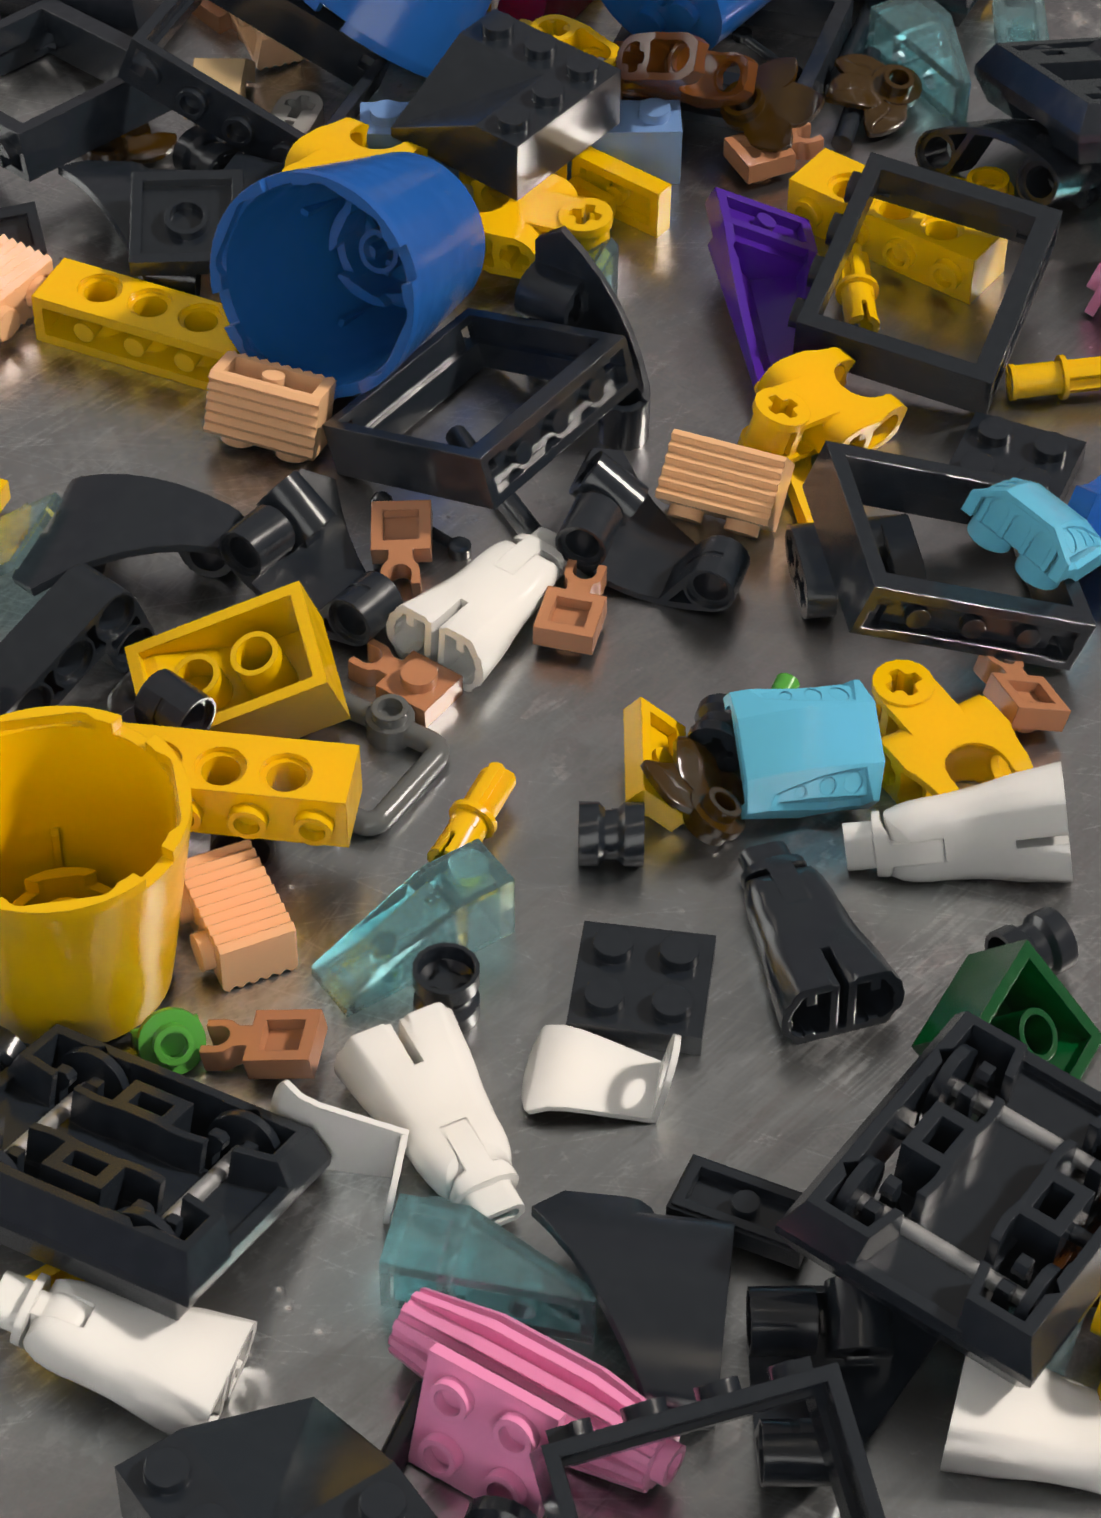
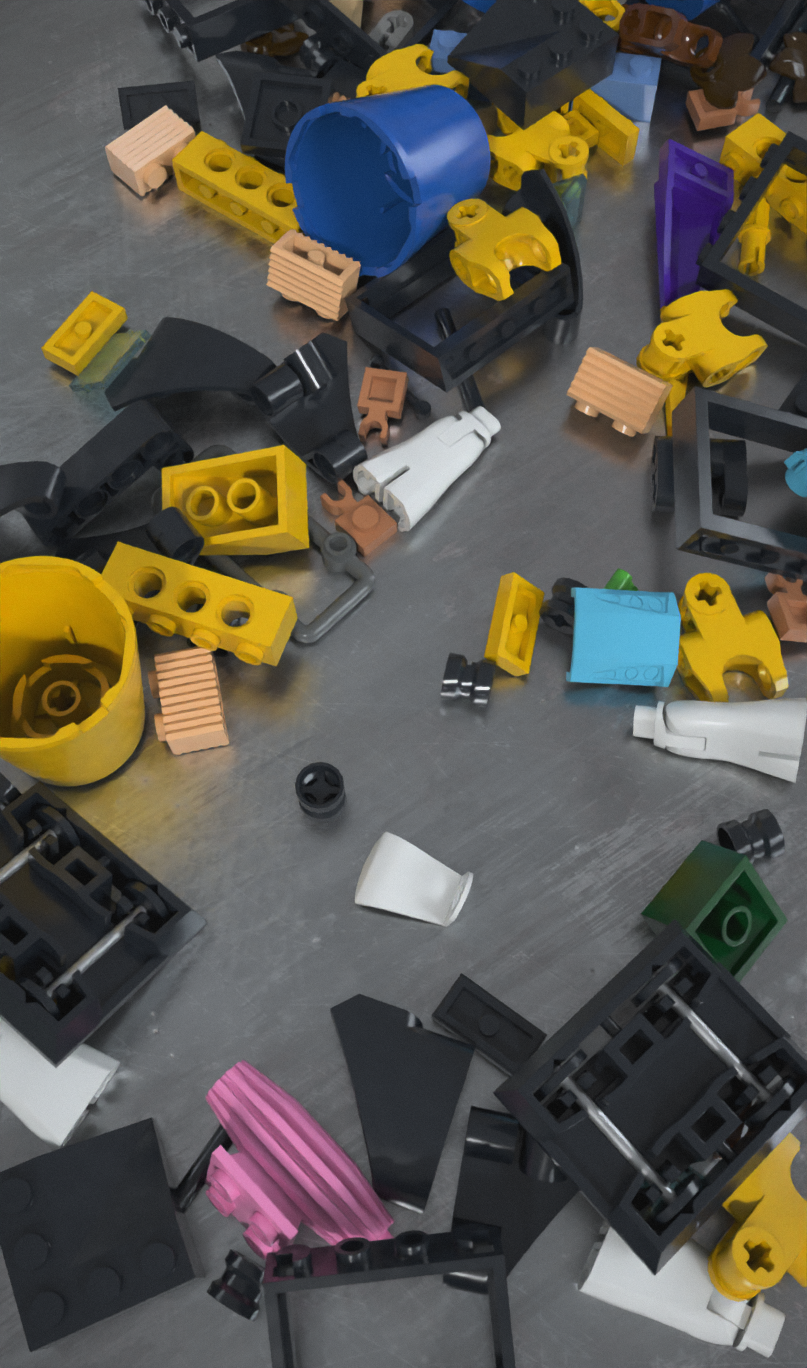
camera: 15 degrees right, 20 degrees up
(170, 1039) = (124, 796): bright green plate -> none
(274, 1047) = (194, 816): nougat plate -> none
(353, 1140) = (223, 916): white piece -> none
(435, 1092) = (290, 900): white piece -> none
(450, 900) = (319, 732): clear light blue slope -> none
(476, 813) = (375, 647): yellow axle -> none
(480, 1262) = (273, 1032): clear light blue slope -> none
(515, 329) = (496, 244): none -> yellow piece
(574, 614) = (487, 483): nougat plate -> none
(642, 985) = (462, 811): black plate -> none
(644, 552) = (544, 429): black panel -> none
(699, 789) = (539, 654): dark brown plate -> none
(814, 956) = (589, 809): black piece -> none

